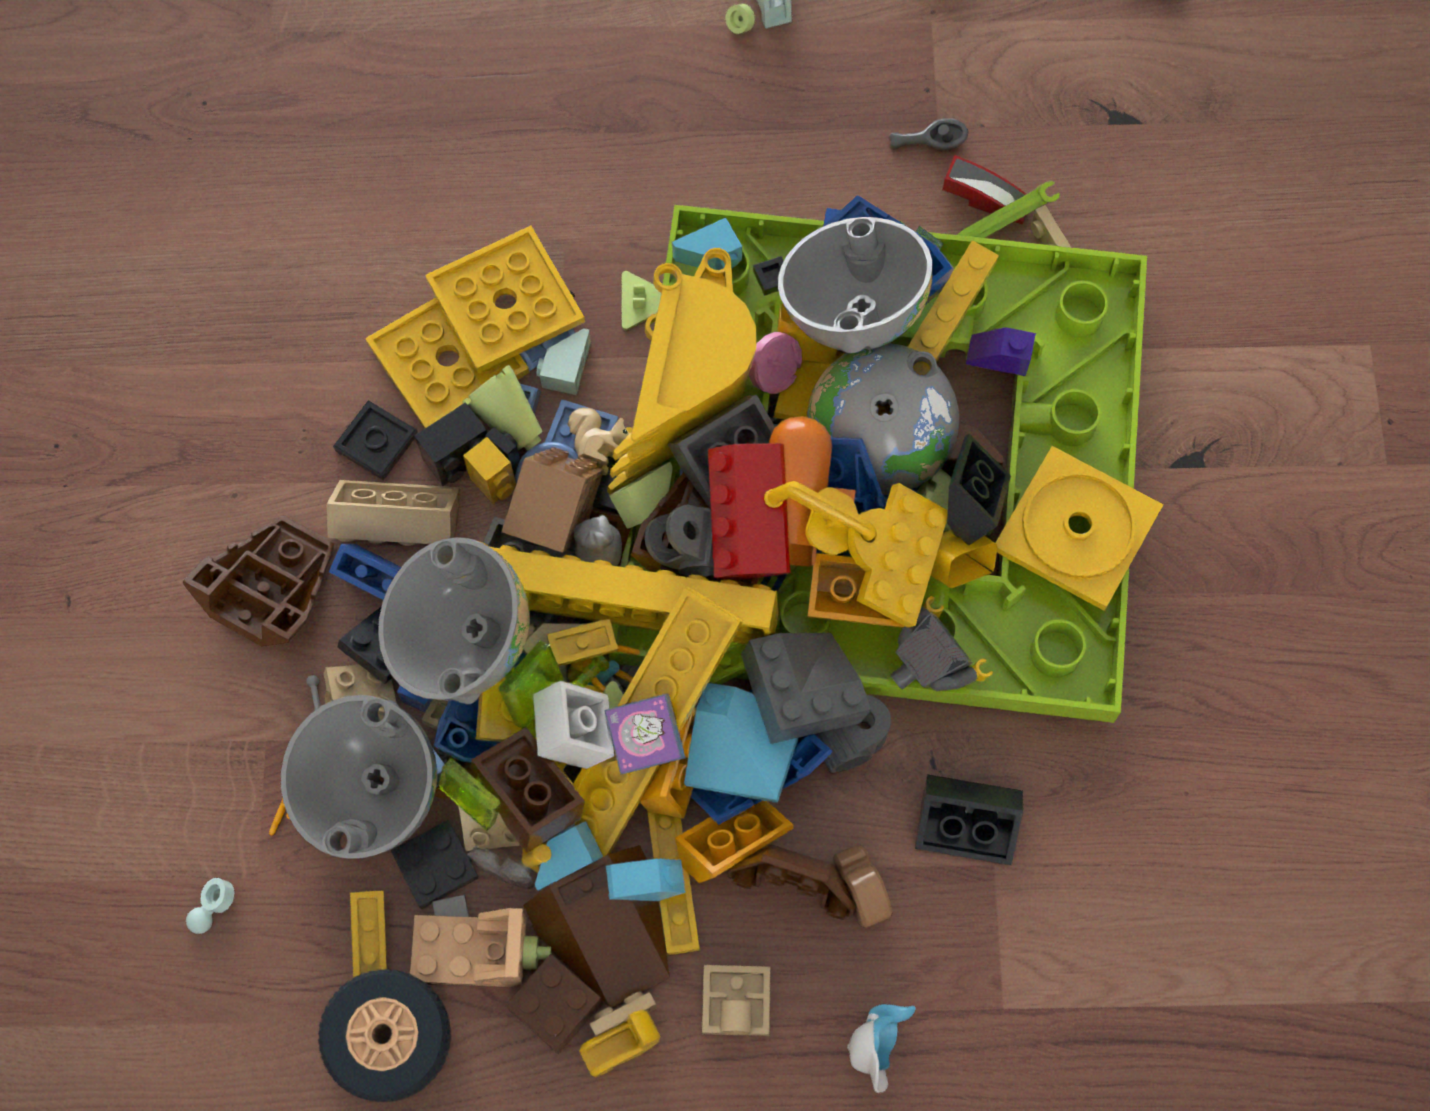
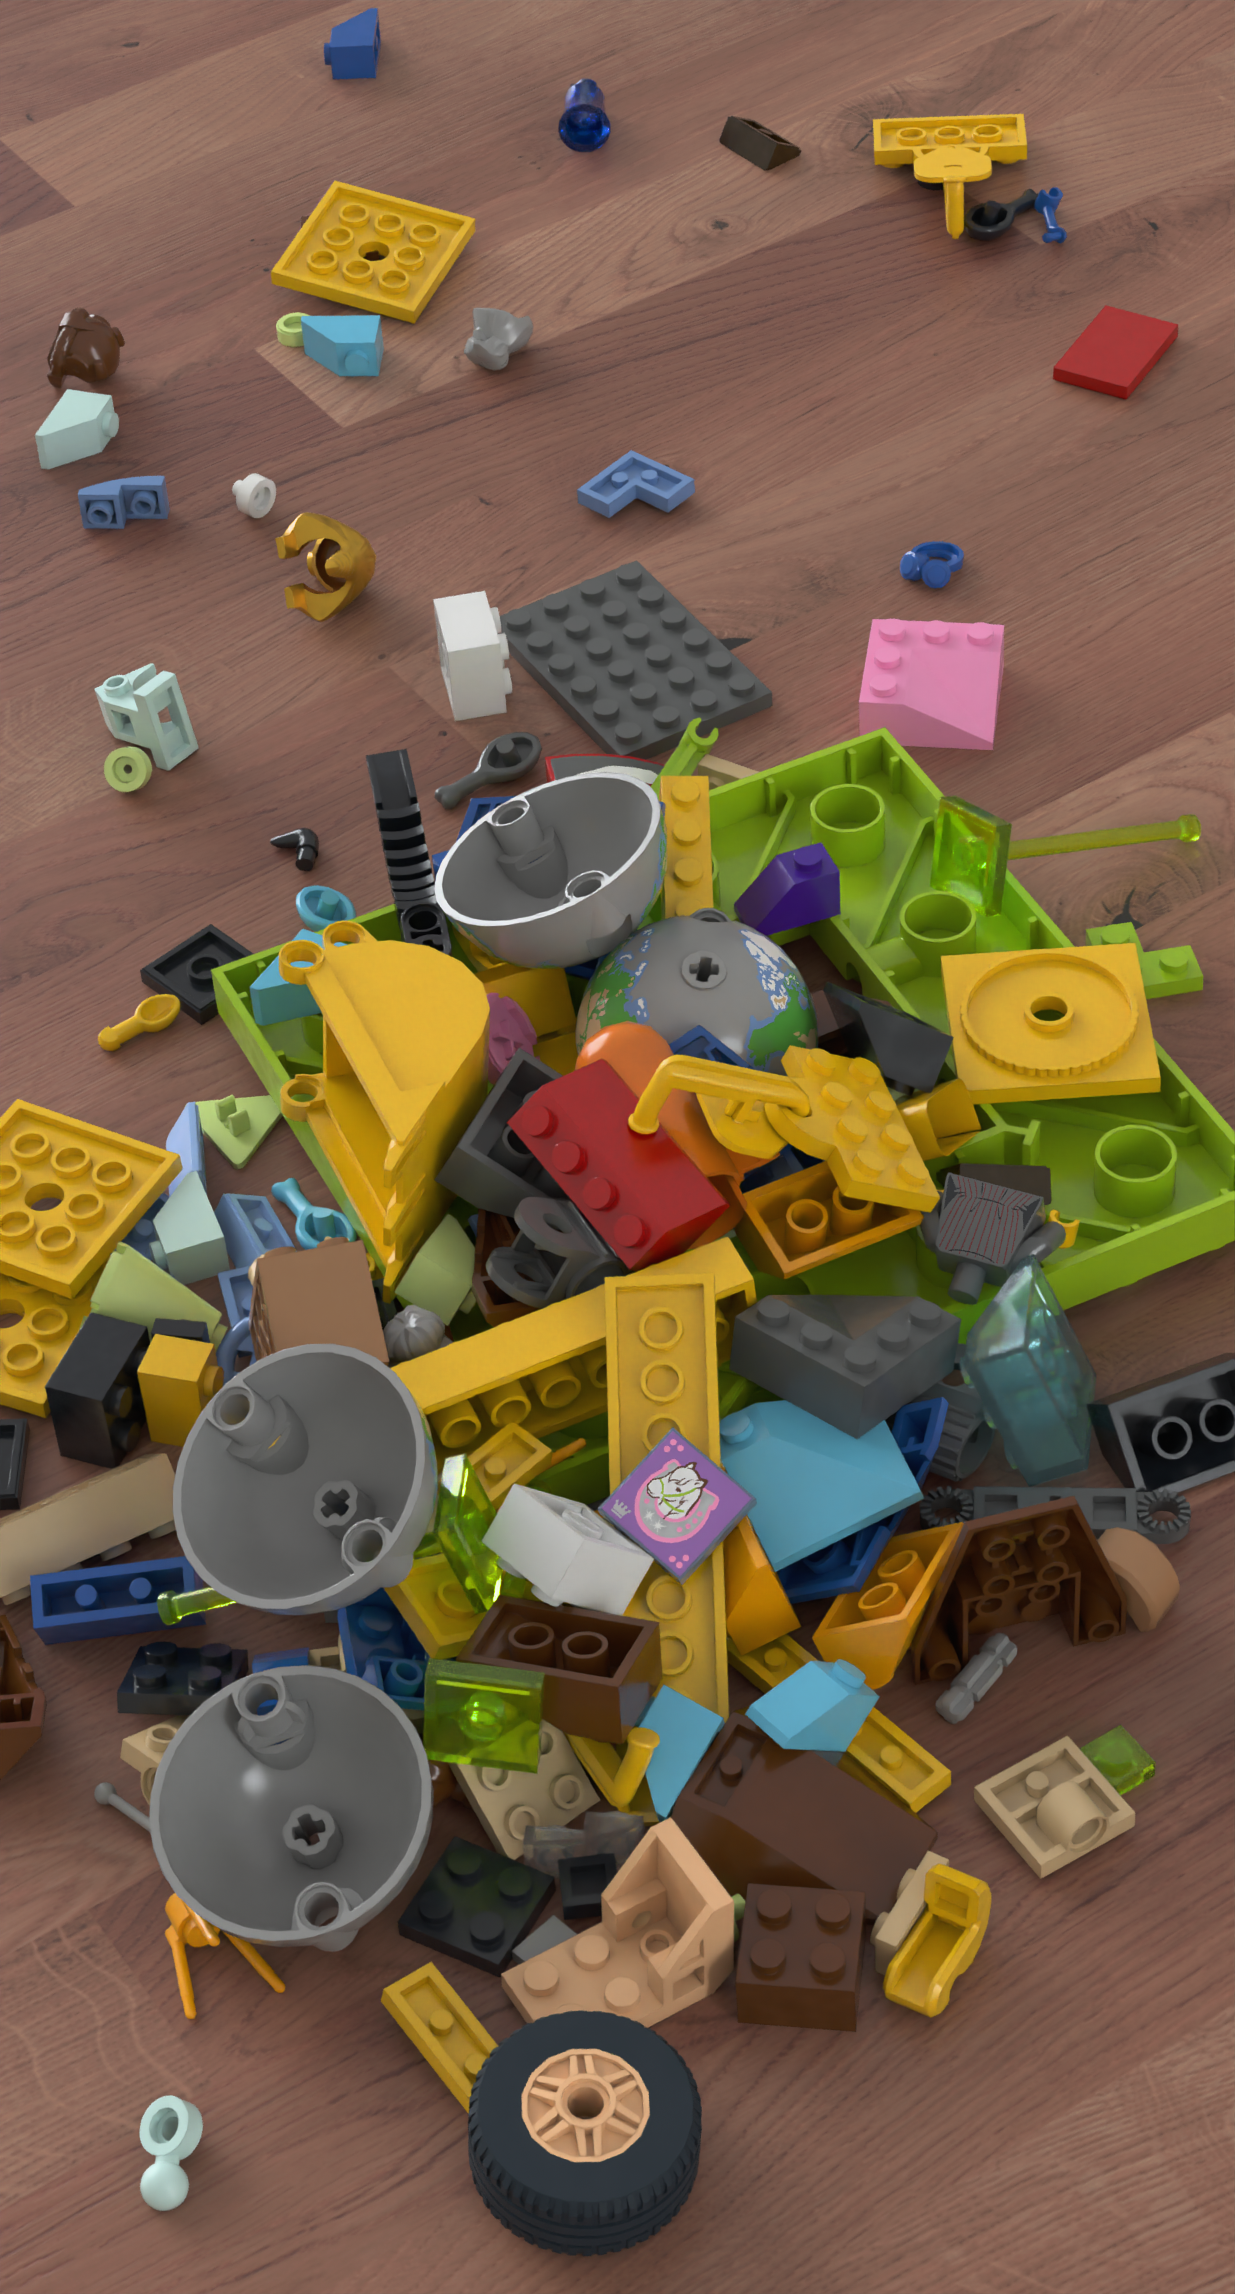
camera: 30 degrees left, 25 degrees down
(489, 891) = (583, 1882): none -> black plate
(600, 309) = (188, 1141): none -> light blue slope
(601, 381) = (249, 1227): none -> light blue slope
(628, 398) = (312, 1222): none -> medium azure piece
(644, 200) = (150, 1016): none -> yellow piece
(691, 184) = (187, 971): none -> black tile
(754, 899) = (976, 1678): none -> light grey axle
(777, 187) = (323, 906): none -> medium azure piece
(786, 993) = (1120, 1759): none -> clear neon green plate
(799, 131) = (306, 846): none -> black animal
(818, 197) = (406, 851): none -> black piece
(885, 841) = (1101, 1506): none -> dark grey piece
(903, 747) = (1032, 1377): none -> clear light blue slope
(969, 52) = (472, 655): none -> white brick
(973, 614) = (1023, 1178): none -> dark brown slope
(1060, 103) = (631, 663): none -> dark grey plate
(1122, 385) = (976, 845): none -> clear neon green tile
(1178, 503) = (1162, 971): none -> lime plate
(1211, 226) = (933, 682): none -> bright pink slope
(1278, 140) = (935, 572): none -> blue piece

